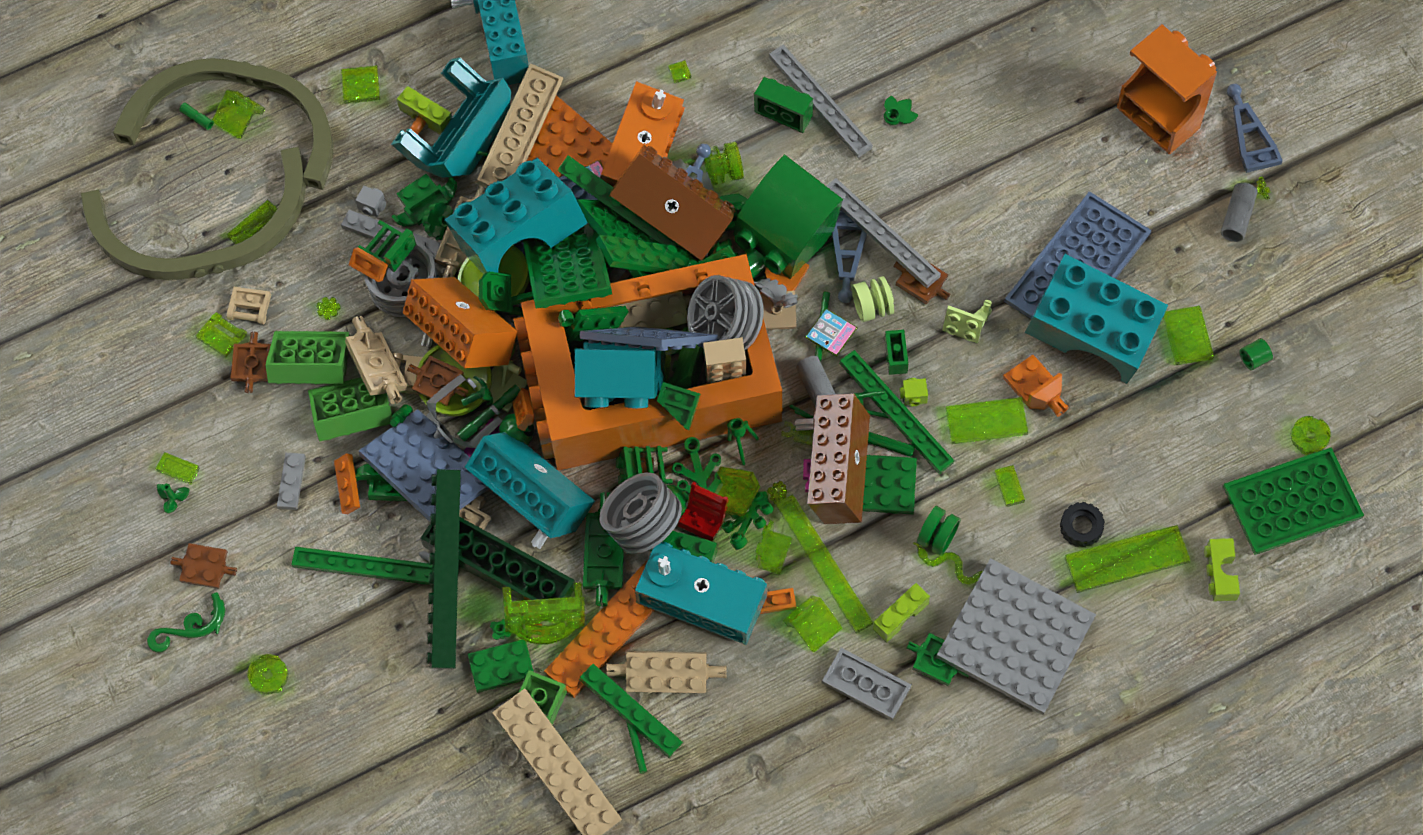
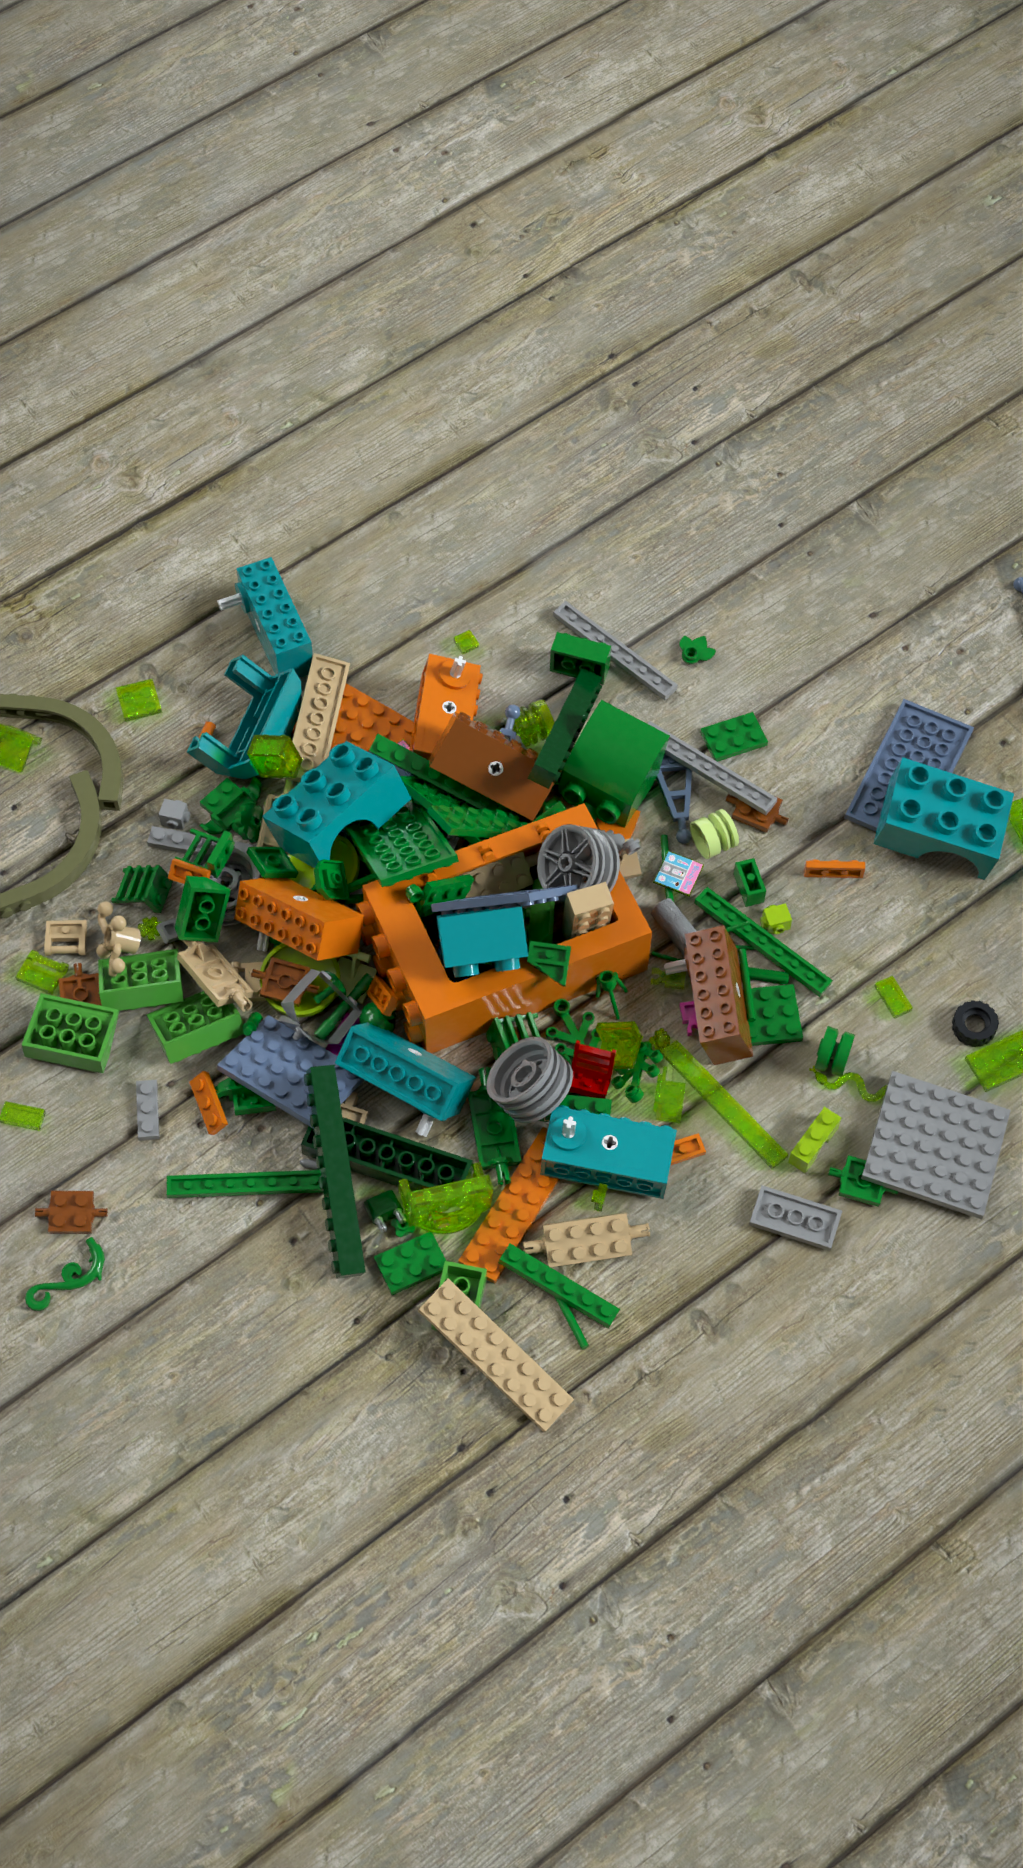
camera: 15 degrees left, 5 degrees down
(166, 492) = (17, 1142): green plant -> none
(234, 397) = (70, 1033): none -> bright green slope
(252, 223) = (53, 854): clear neon green tile -> none
(262, 665) = (172, 1322): clear neon green plate -> none
(293, 314) = (117, 938): none -> tan wheel
(329, 267) = (152, 888): none -> green plate
(344, 313) = (167, 931): none -> light grey plate
(373, 300) = (201, 910): none -> green slope
(415, 104) = (197, 710): lime arch -> none
(448, 264) = (272, 862): none -> green tile
(468, 162) = (274, 756): none -> clear neon green brick
(486, 610) = (383, 1208): none -> dark green piece
(686, 633) = (599, 1197): none -> clear neon green plate
(748, 175) = (566, 729): none -> dark green brick
(813, 622) = (727, 1164): clear neon green bracket -> none
(870, 452) = (746, 985): none -> green bar
(916, 204) = (734, 737): none -> green plate
(966, 324) = (811, 843): yellowish green plate -> none
(982, 351) = (834, 869): none -> orange plate
(986, 420) = (854, 936): clear neon green plate -> none
(1036, 386) = (897, 895): orange plate -> none
(1168, 88) = (963, 586): orange piece -> none

